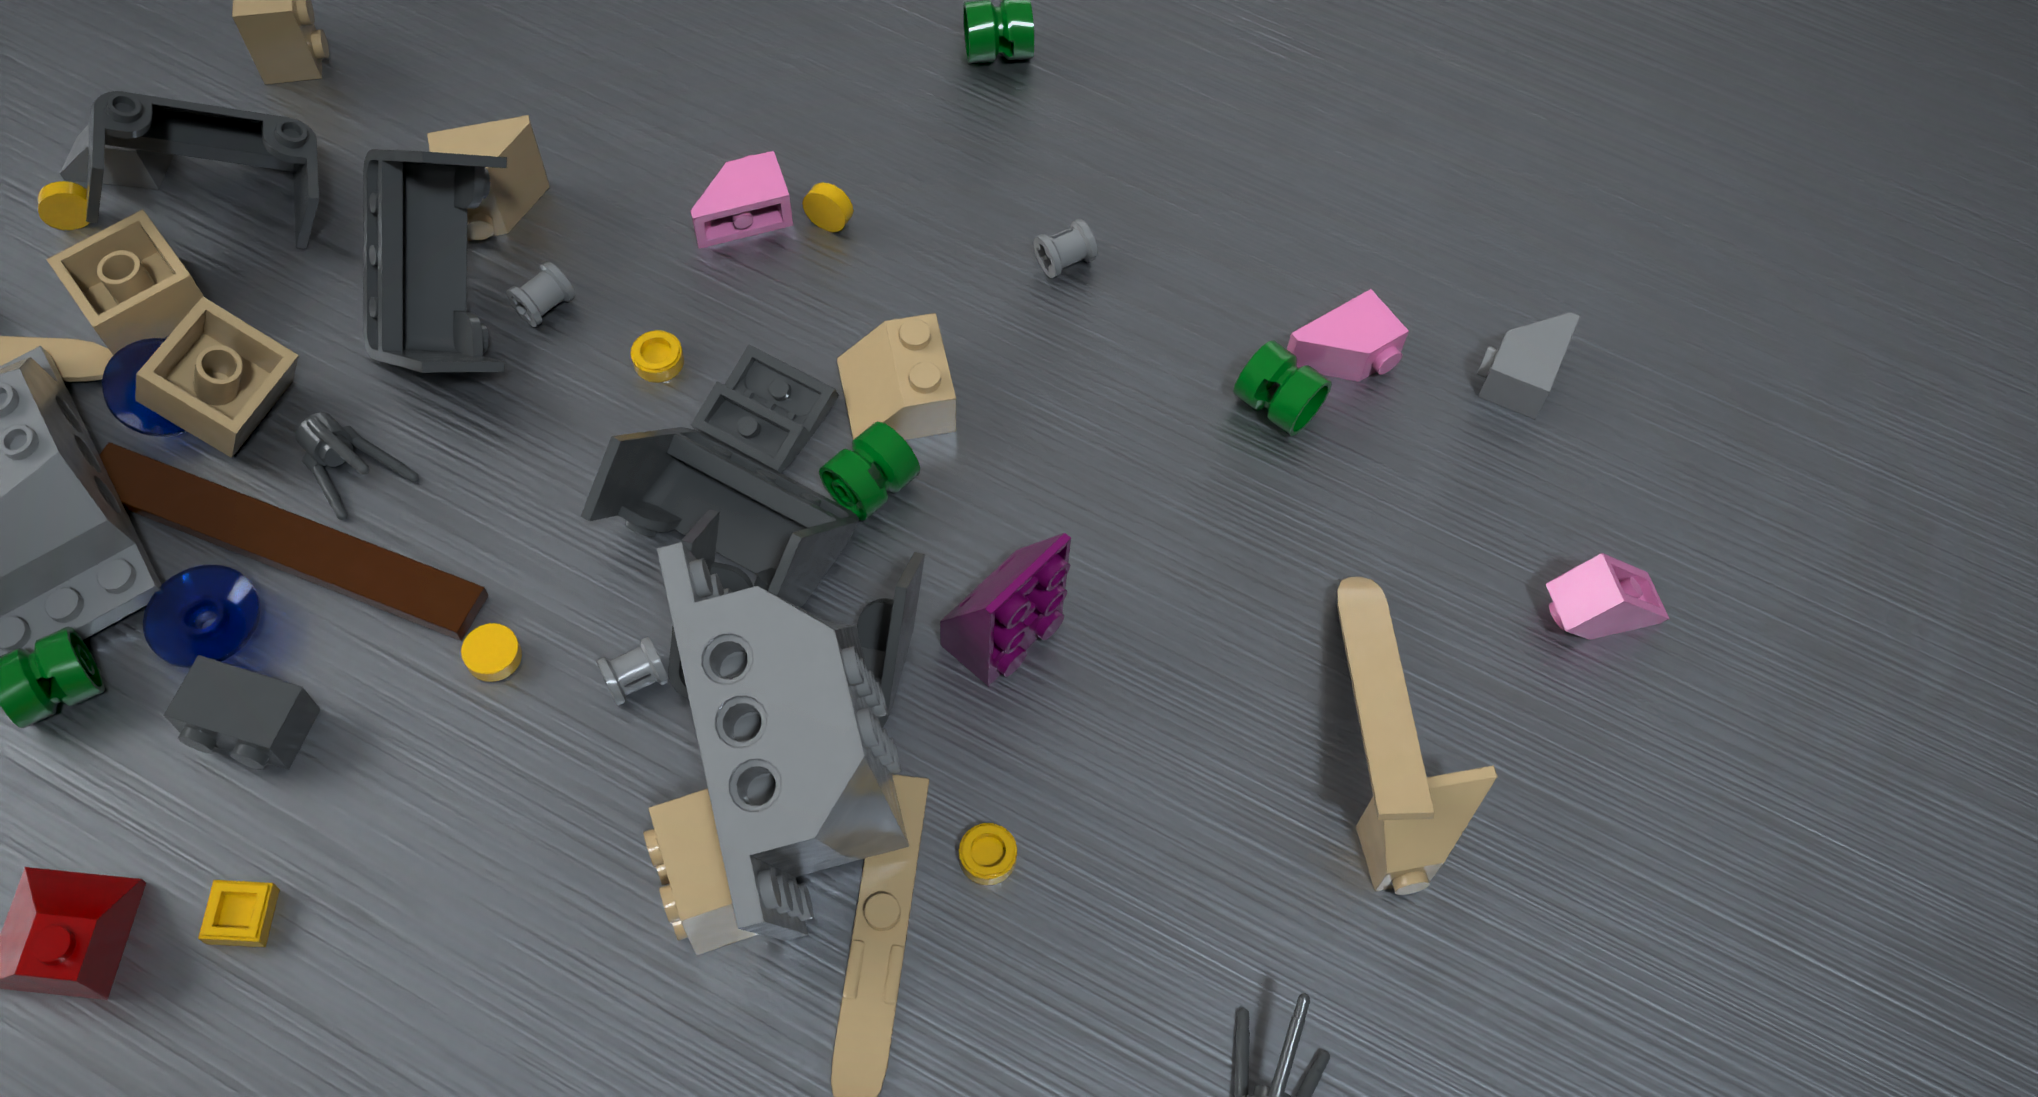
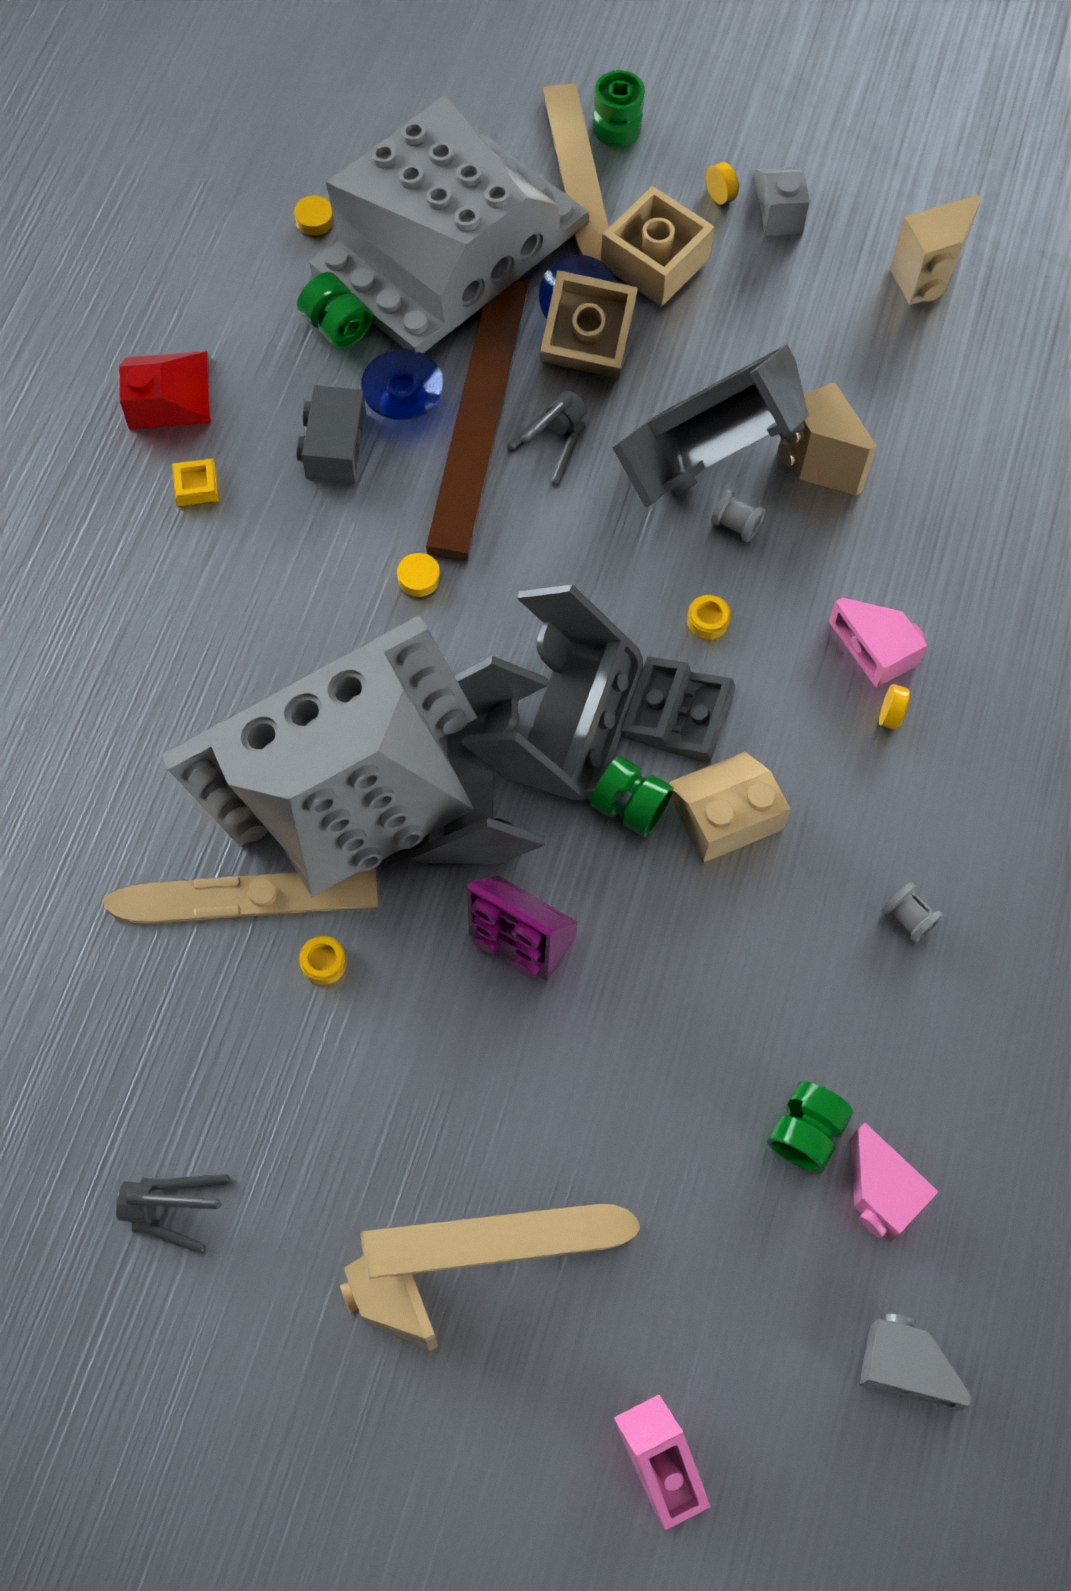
camera: 80 degrees right, 5 degrees up
(205, 133) = (818, 283): dark grey windscreen -> none

